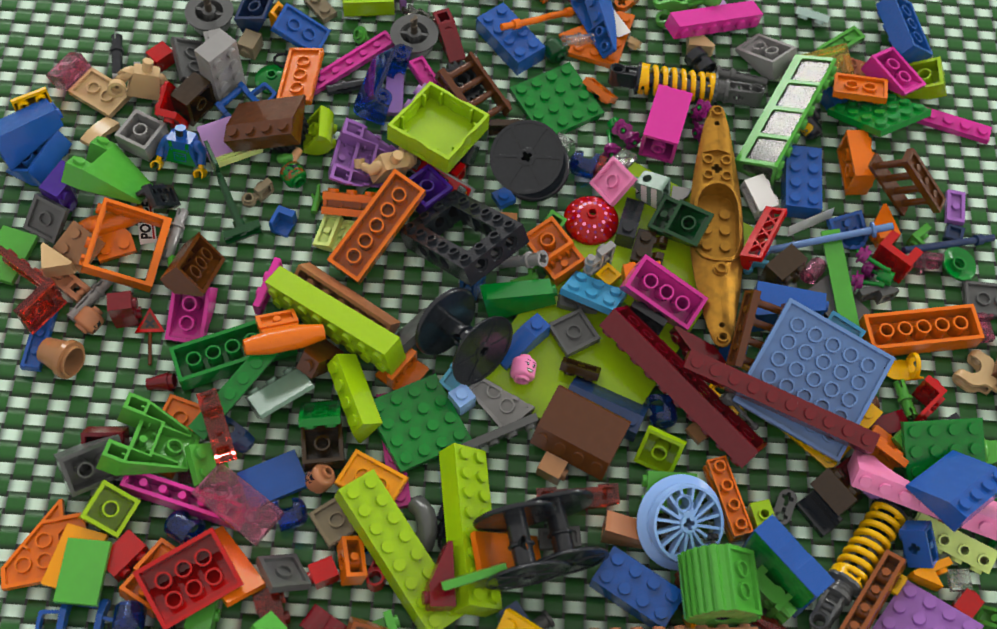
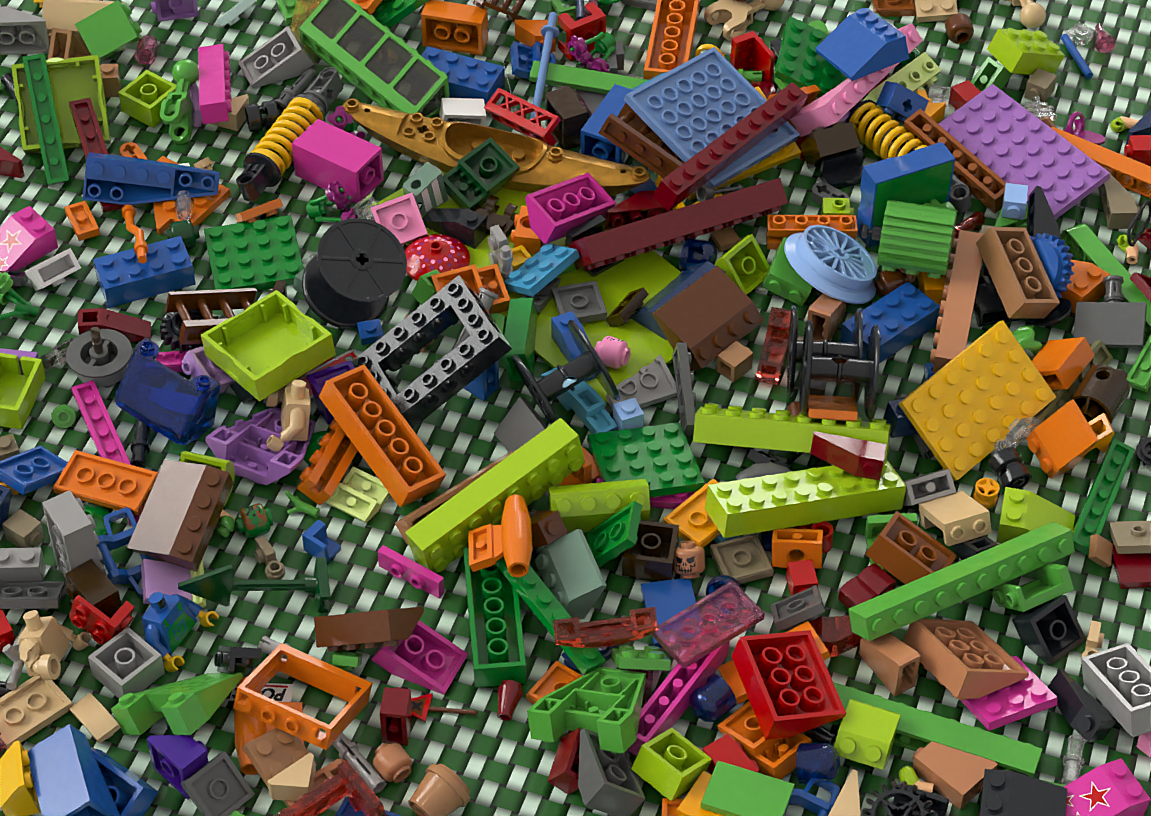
camera: 70 degrees left, 15 degrees down
(472, 576) = (863, 412): bright green tile -> none

